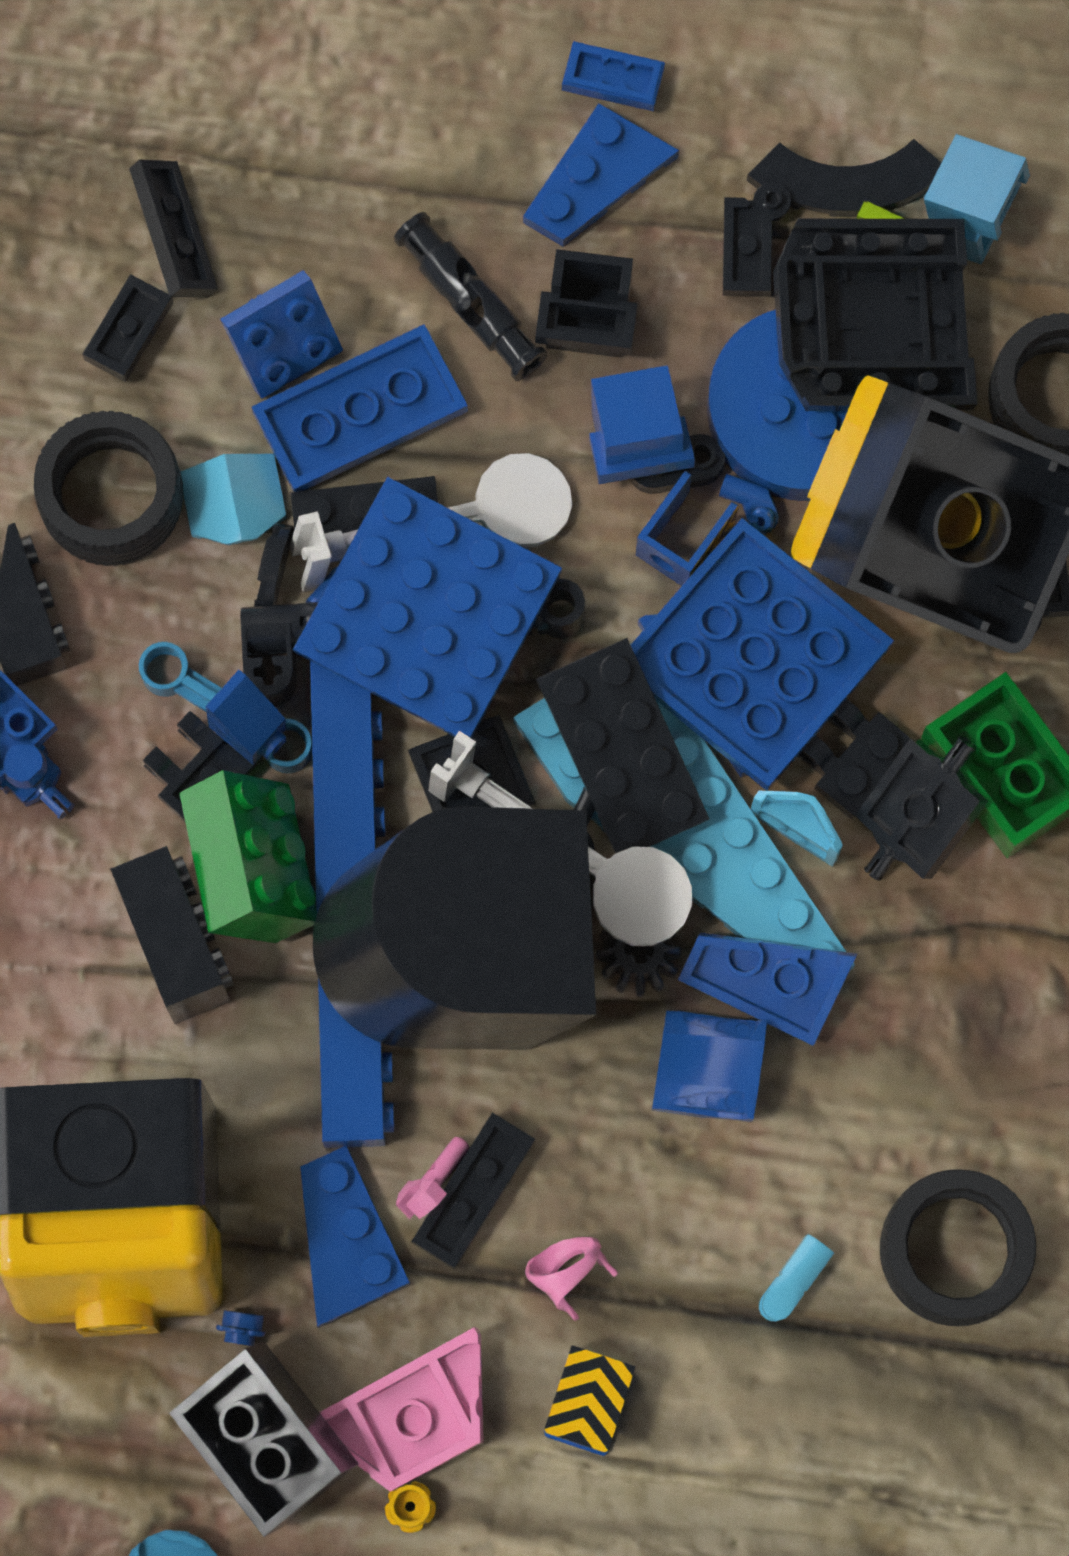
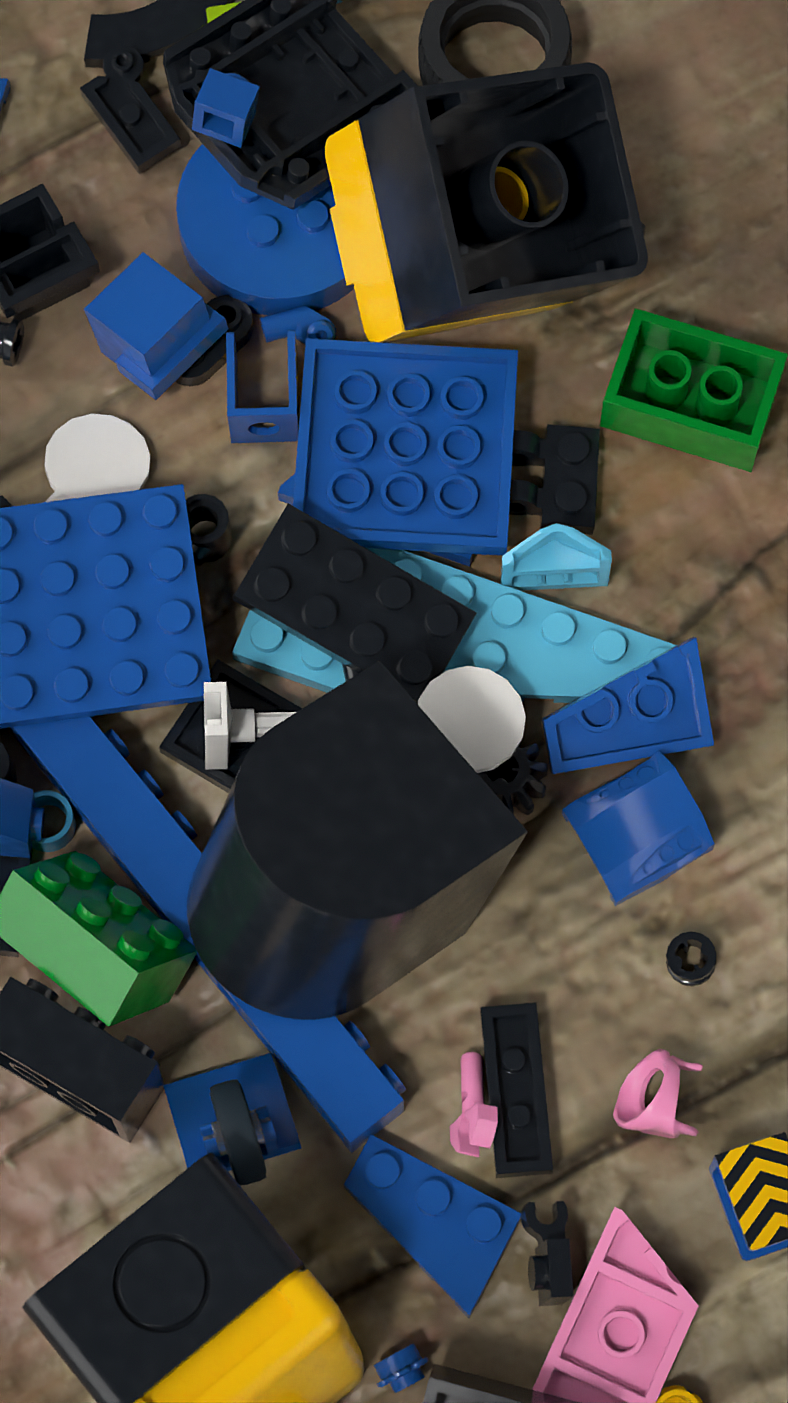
camera: 35 degrees left, 5 degrees down
(255, 1062) = (235, 1116): none -> blue plate
(398, 1336) = (551, 1265): none -> black plate
(660, 1187) = (707, 954): none -> black bush
(807, 297) = (225, 107): none -> blue plate
(921, 808) = (651, 475): black plate -> none

